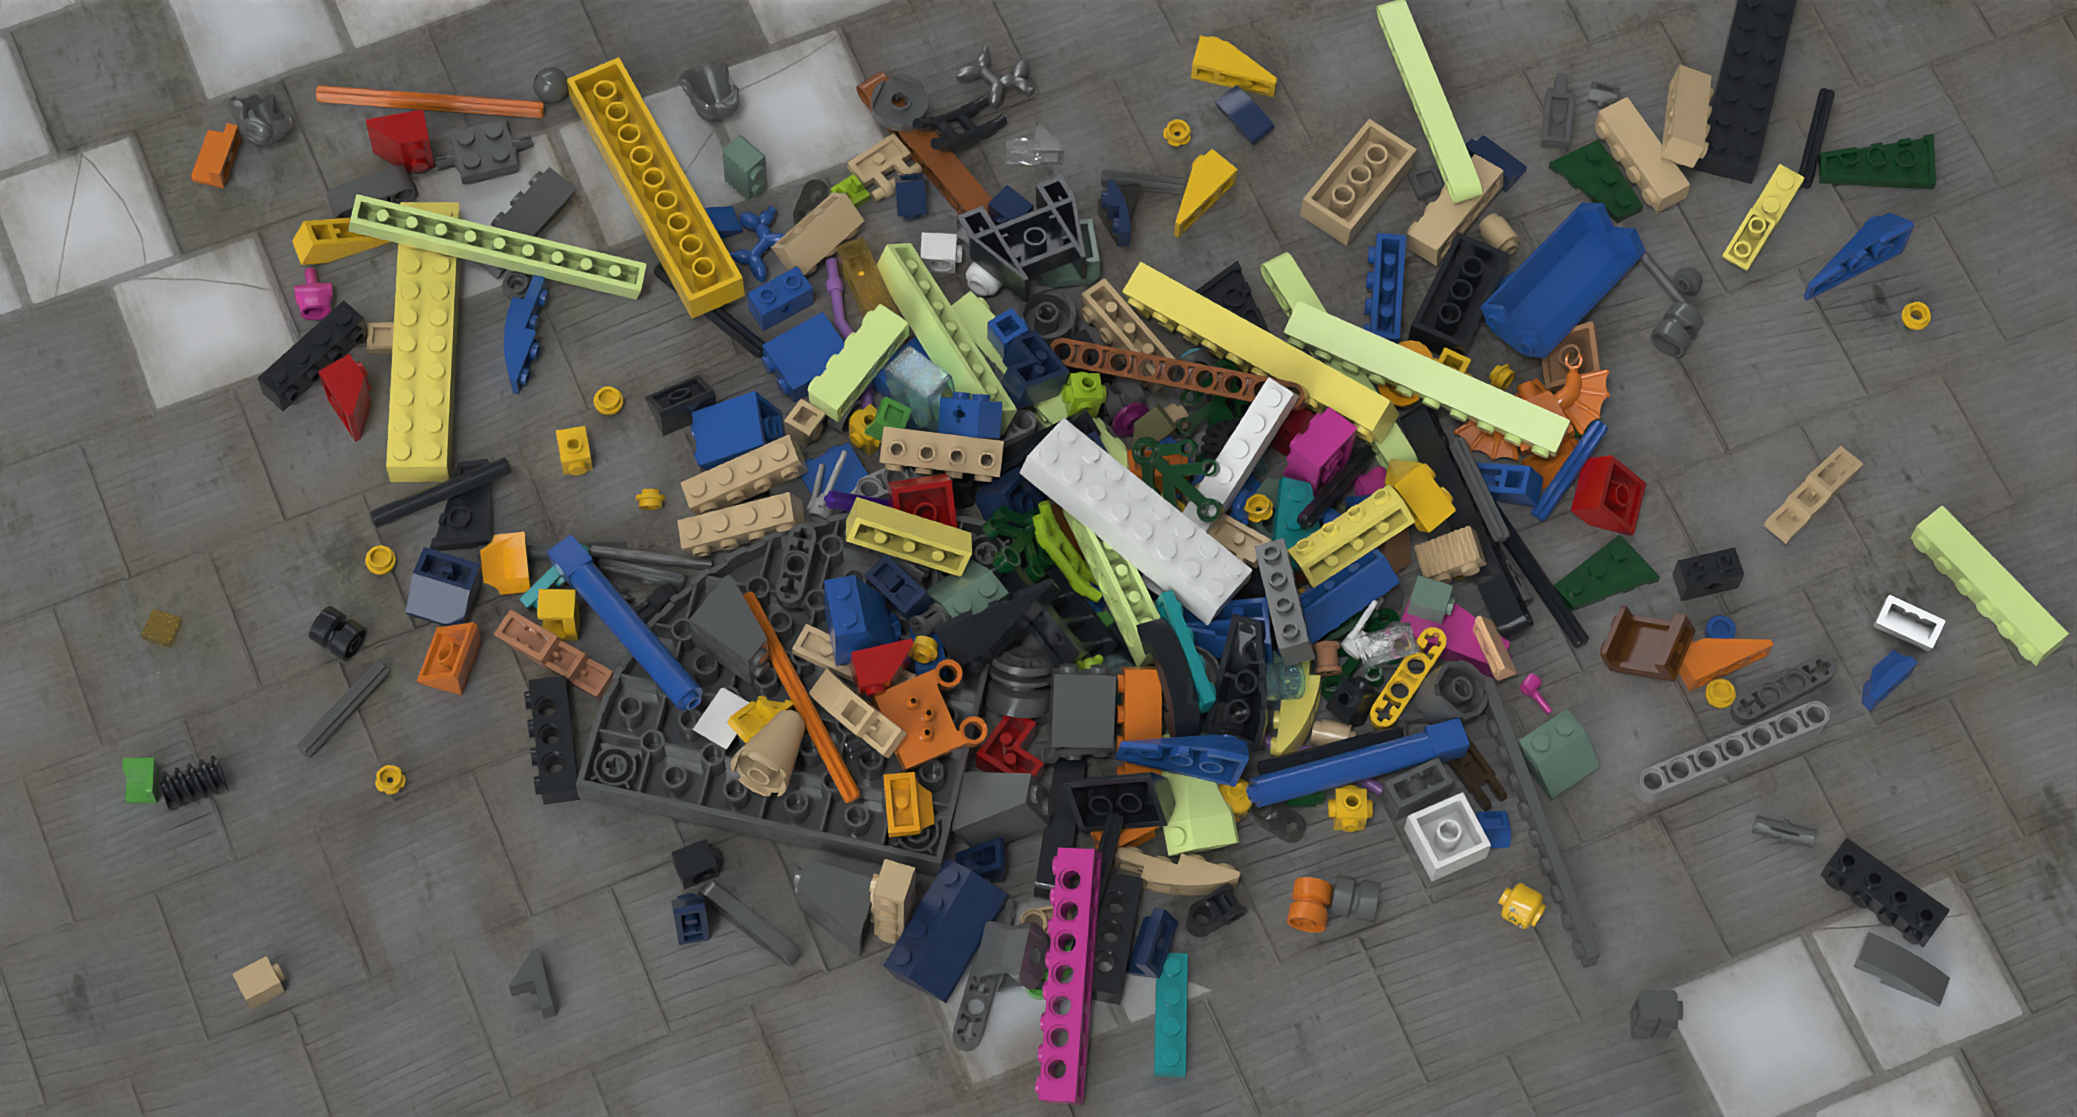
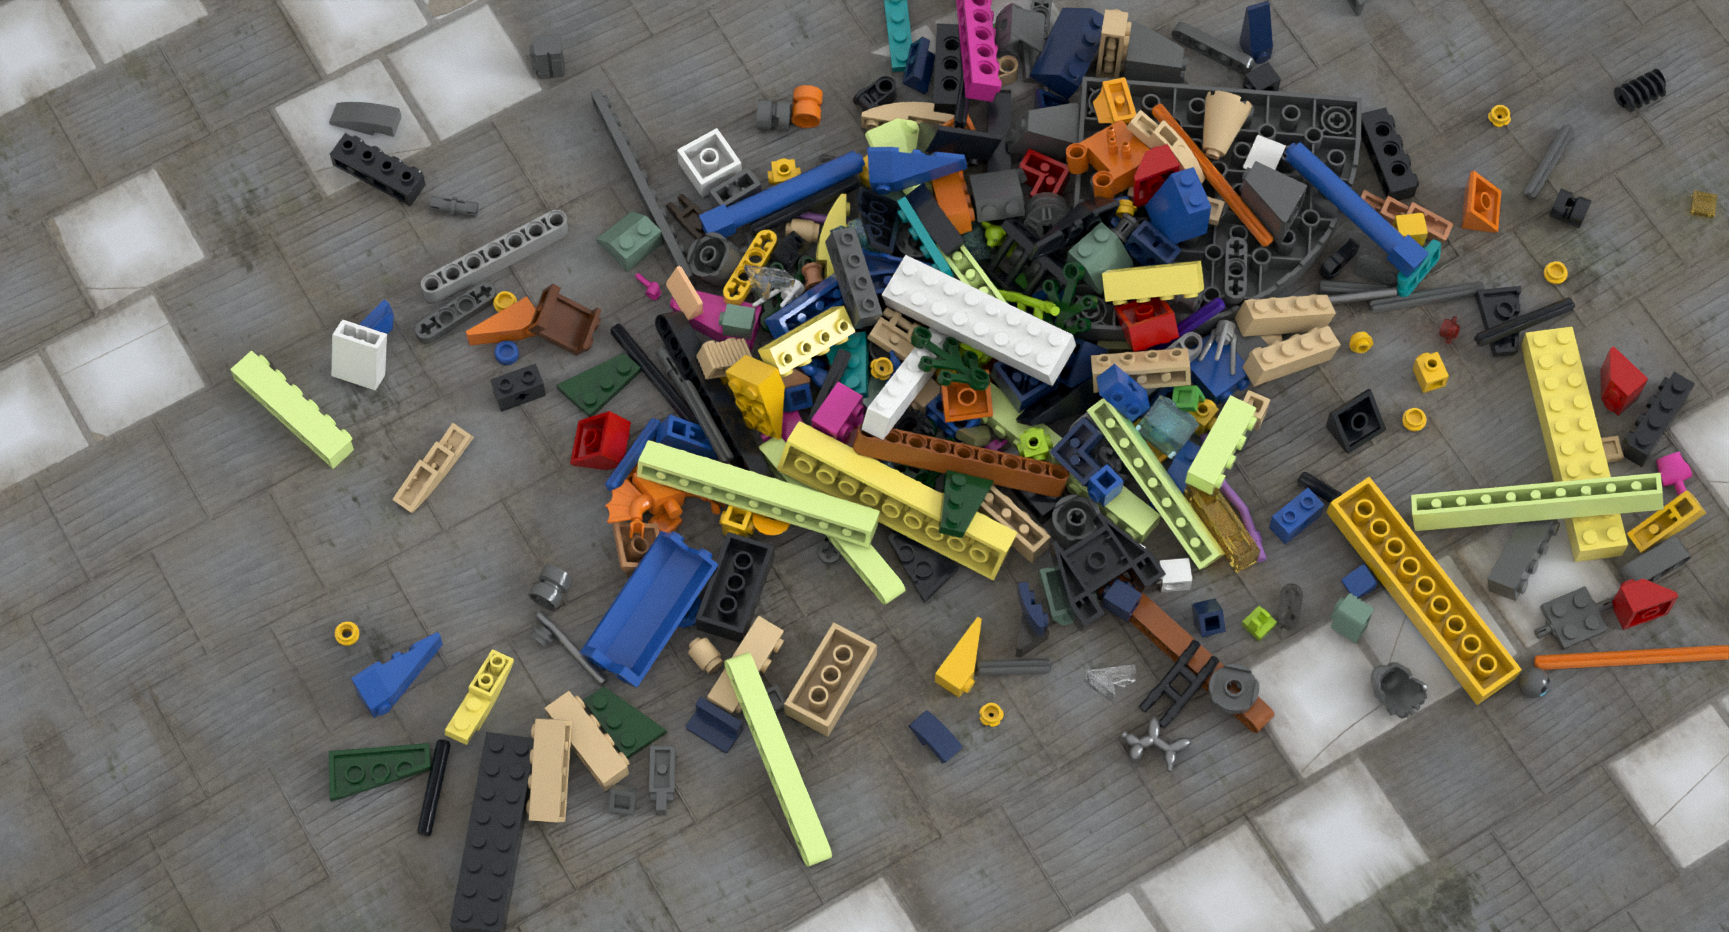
camera: 175 degrees right, 0 degrees up
(141, 780) = (1679, 93): bright green panel -> none
(443, 588) = (1500, 253): dark blue slope -> none
(506, 563) = (1458, 275): light orange slope -> none
(520, 333) = (1497, 452): blue slope -> none
(535, 501) = (1449, 329): none -> clear red plate
(734, 428) = (1301, 396): blue slope -> none
(755, 716) = (1239, 156): yellow slope -> none
(766, 239) = (1312, 570): blue piece -> none
(801, 355) = (1263, 471): blue brick -> none
(818, 233) = (1278, 572): tan brick -> none
(880, 160) = (1242, 650): tan plate -> none
(1186, 322) = (961, 501): none -> dark green wing
(1227, 66) = (958, 780): yellow slope -> none
(1386, 286) = (796, 581): blue brick -> none
(1496, 827) = (674, 185): blue slope -> none
(1502, 377) = (694, 532): yellow plate -> none
(1522, 906) = (649, 128): yellow head -> none

